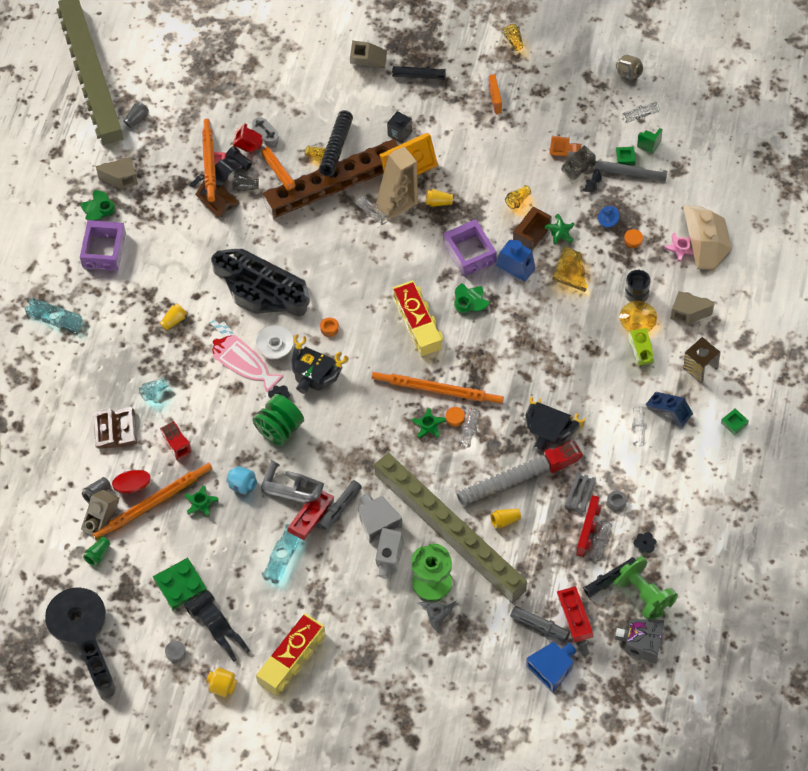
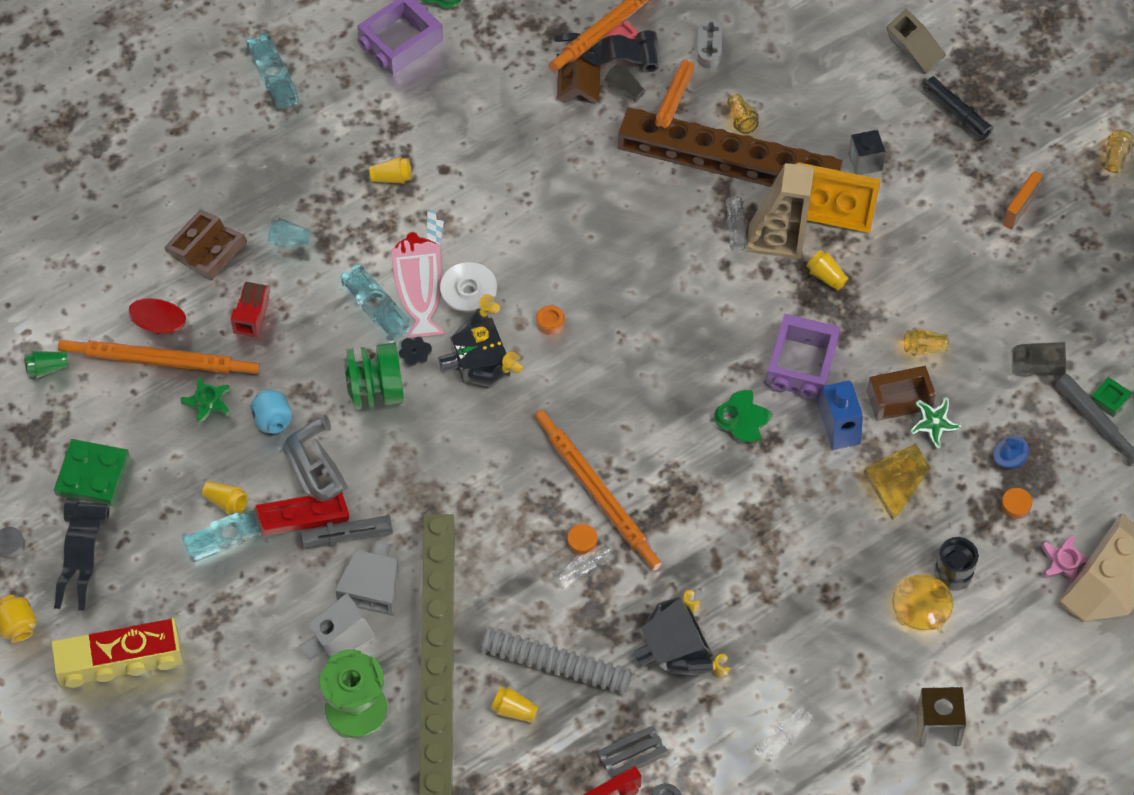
camera: 40 degrees right, 0 degrees up
(99, 485) = (113, 295): dark grey cone -> none
(99, 511) = (92, 319): dark tan slope -> none
(247, 139) = (676, 35): red brick -> none
(247, 387) = (388, 314): none -> clear light blue piece
(253, 287) = (517, 209): black connector -> none
(263, 538) = (226, 497): none -> yellow cone
(336, 143) = (768, 114): black piece -> none
(417, 318) = (655, 390): light yellow brick -> none
(428, 424) = (543, 522): green animal -> none
(434, 619) = (324, 736): dark grey piece -> none
(561, 146) = (1040, 324): orange plate -> none
(563, 456) = (655, 691): red leg -> none
(591, 184) = (1030, 398): black piece -> none
(641, 346) = (887, 640): lime leg -> none
(672, 404) = (848, 744): dark blue bracket -> none
(691, 308) = (996, 644): dark tan slope -> none

